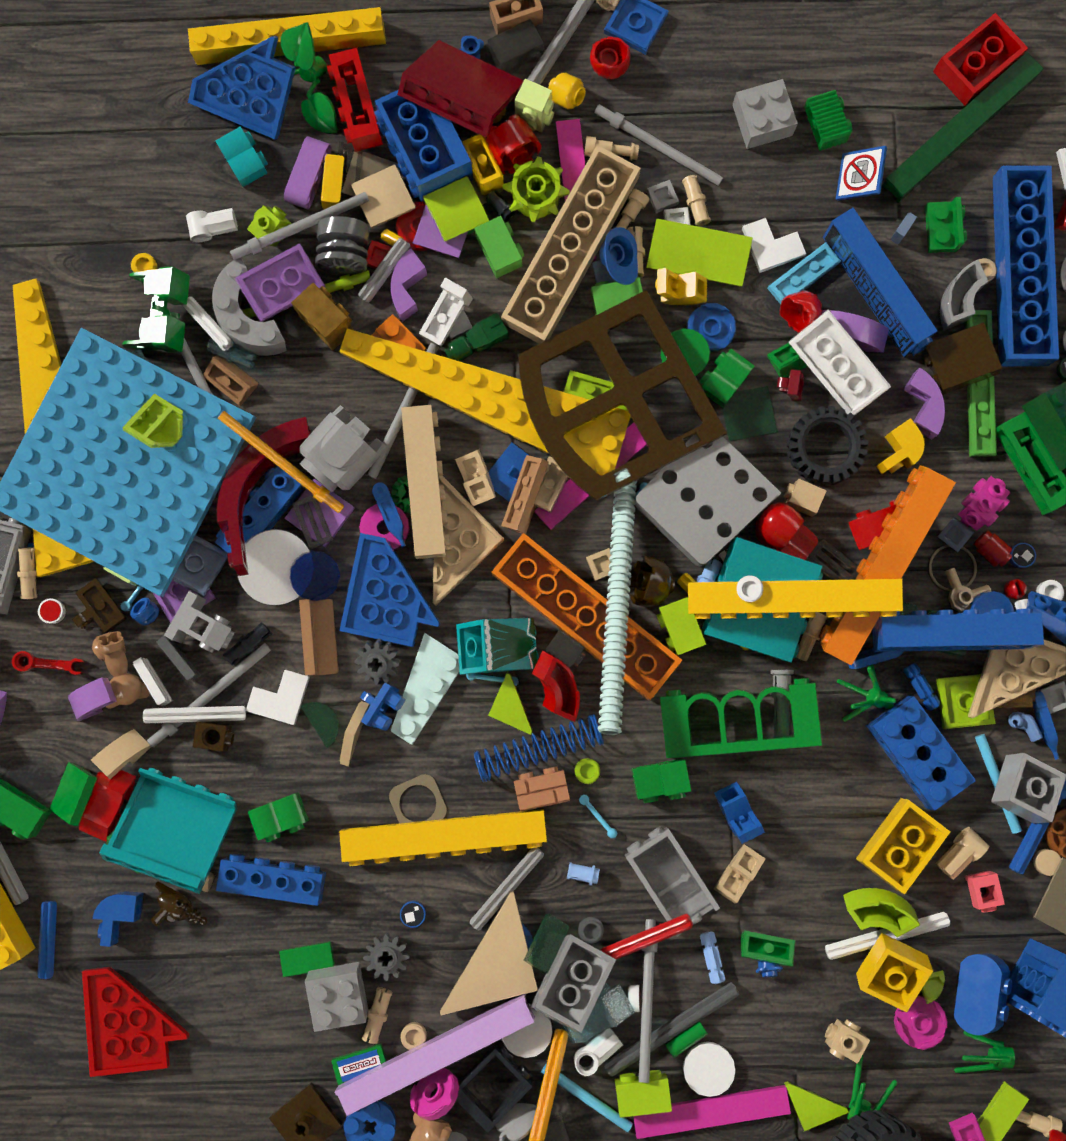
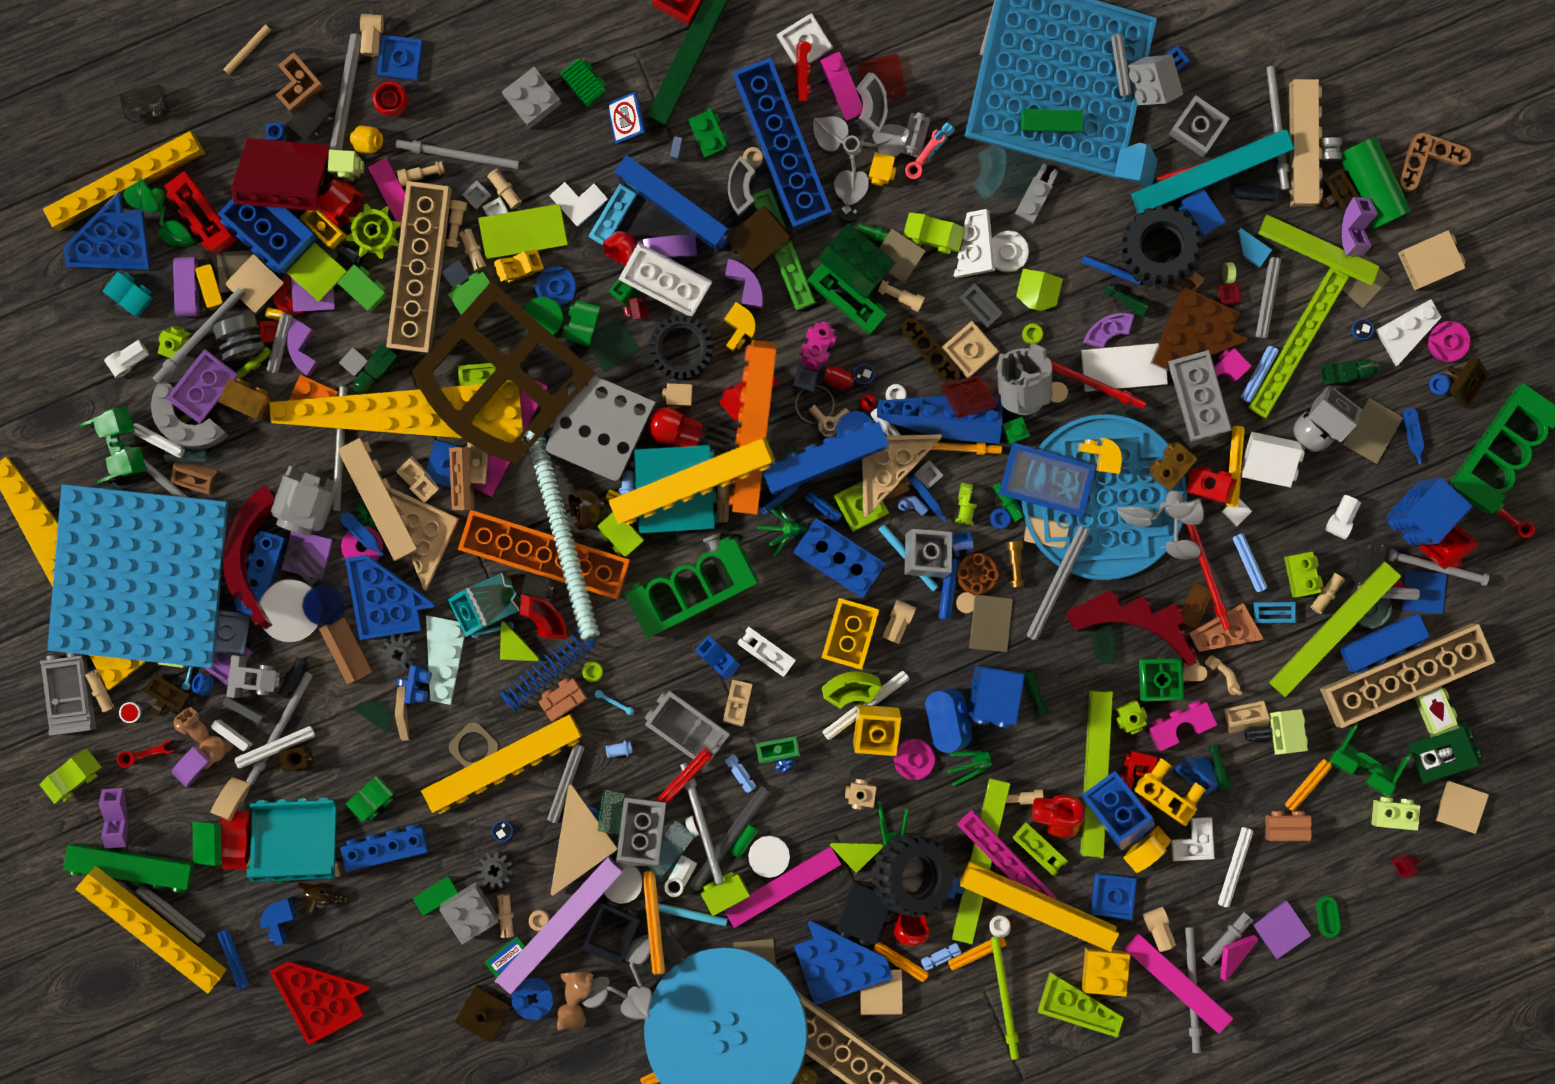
camera: 30 degrees left, 5 degrees up
(143, 262) = (86, 411): yellow tile -> none
(156, 423) = (154, 538): lime slope -> none
(282, 705) = (341, 710): white tile -> none
(320, 492) = (301, 540): light orange bar -> none
(444, 1099) = (569, 964): dark pink tile -> none
(445, 312) = (341, 359): white bracket -> none
(590, 930) = (641, 789): dark grey plate -> none
(599, 564) = (538, 510): tan tile -> none
(619, 255) = (461, 261): blue piece -> none
(661, 778) = (649, 656): green brick -> none
(749, 588) = (655, 488): white tile -> none
(796, 828) = (766, 652): none -> white plate
(933, 986) = (912, 728): lime tile -> none
(993, 891) = (919, 637): coral brick -> none

